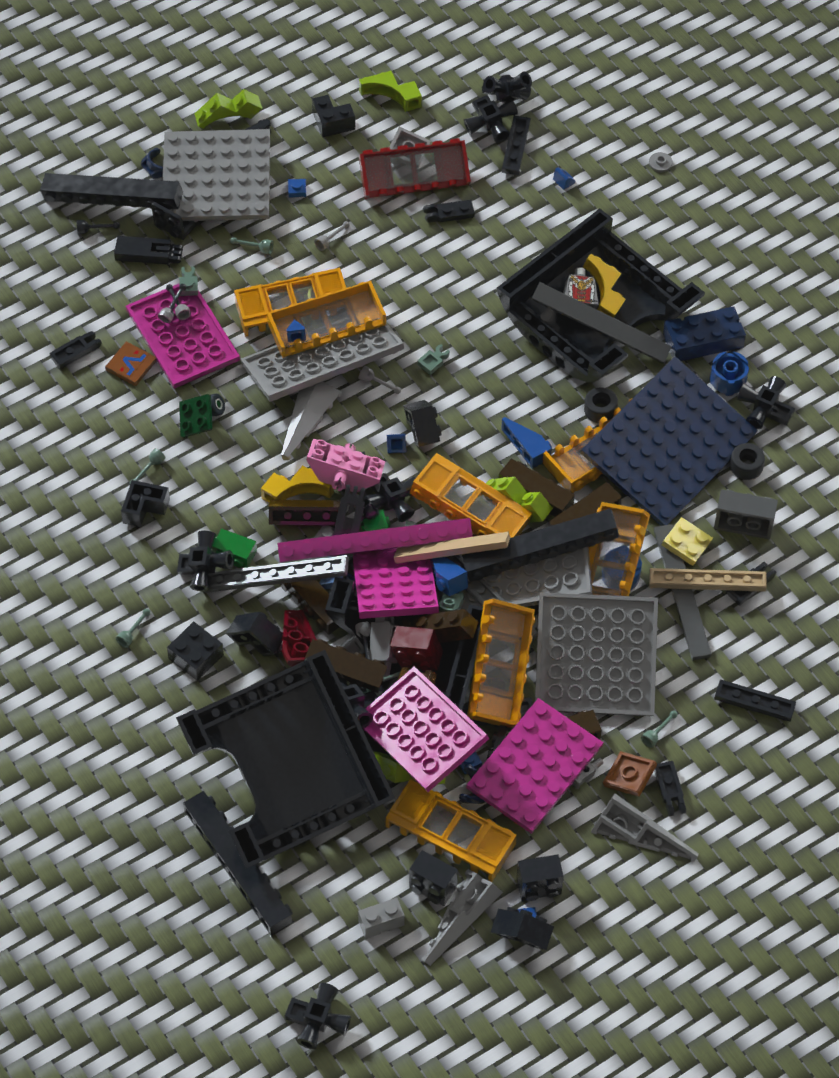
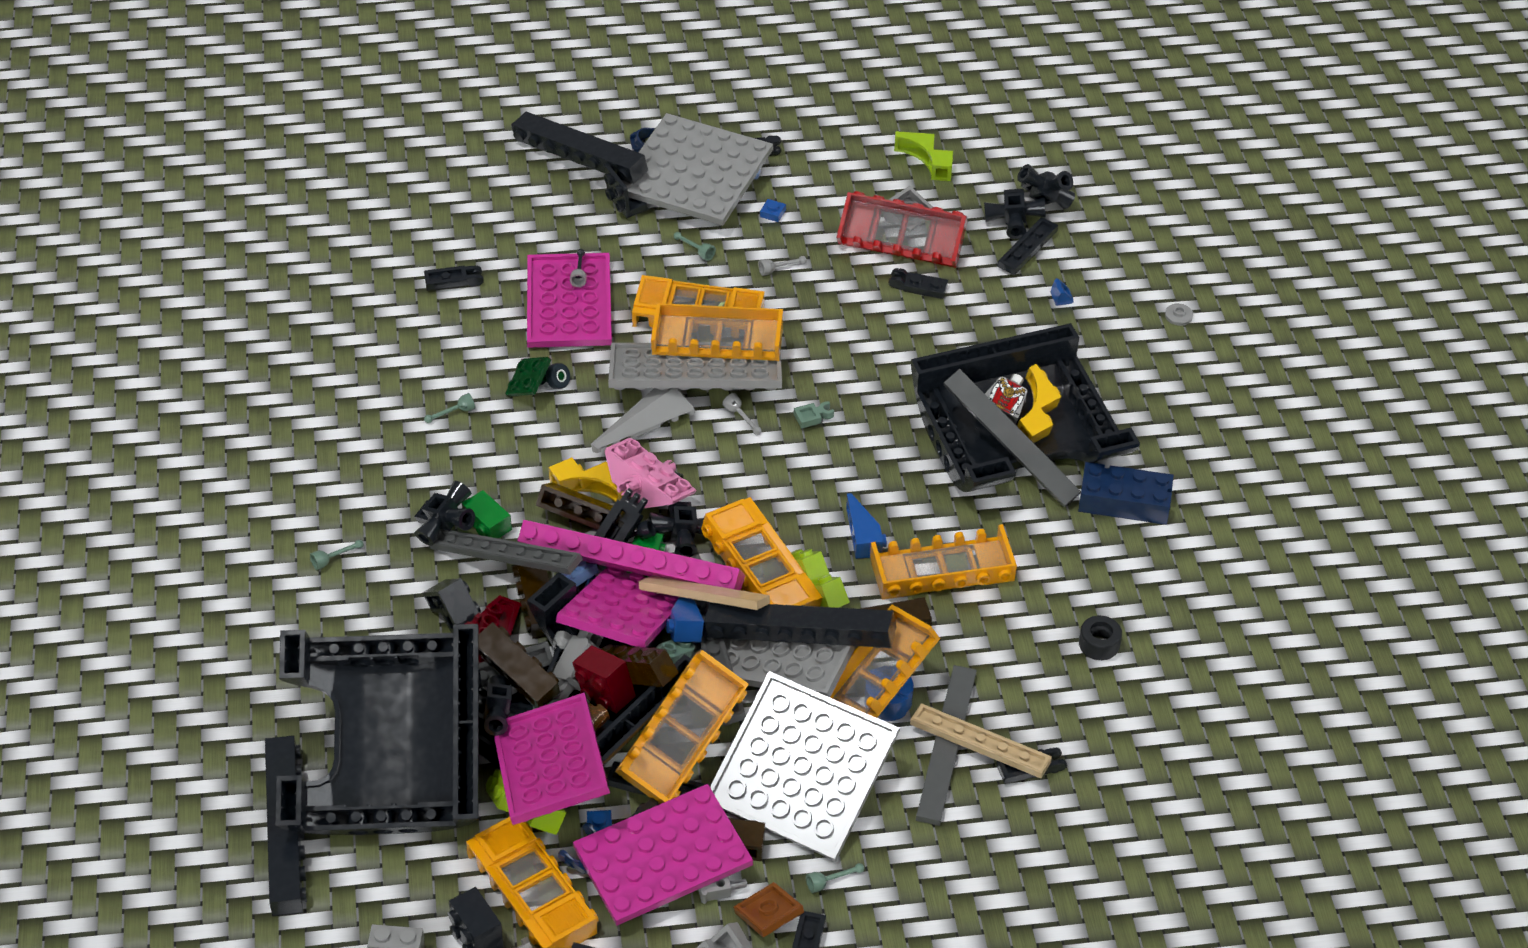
camera: 25 degrees right, 10 degrees down
(83, 226) = (534, 173): black hinge -> none
(131, 363) = (499, 309): dark orange tile -> none
(139, 250) = (583, 214): black hinge -> none
(144, 498) = (420, 434): black brick -> none
(166, 314) = (561, 274): hinge -> none
(190, 281) = (602, 256): sand green plate -> none
(195, 651) = (380, 598): black brick -> none
(219, 106) = (737, 110): lime arch -> none
(296, 331) = (674, 329): blue slope -> none
(332, 119) = (847, 159): black brick -> none
(396, 443) = (722, 479): blue slope -> none
(422, 420) = (758, 468): black brick -> none
(532, 481) = (839, 564): dark brown brick -> none
(602, 396) = (969, 512): black tyre -> none
(668, 442) = (1018, 583): dark blue plate -> none
(687, 541) = (981, 693): light yellow plate -> none
(729, 372) = (1131, 540): blue brick -> none
(745, 514) = (1063, 688): dark grey brick -> none
(755, 700) = (962, 890): black plate -> none
(766, 403) = (1156, 586): black brick -> none

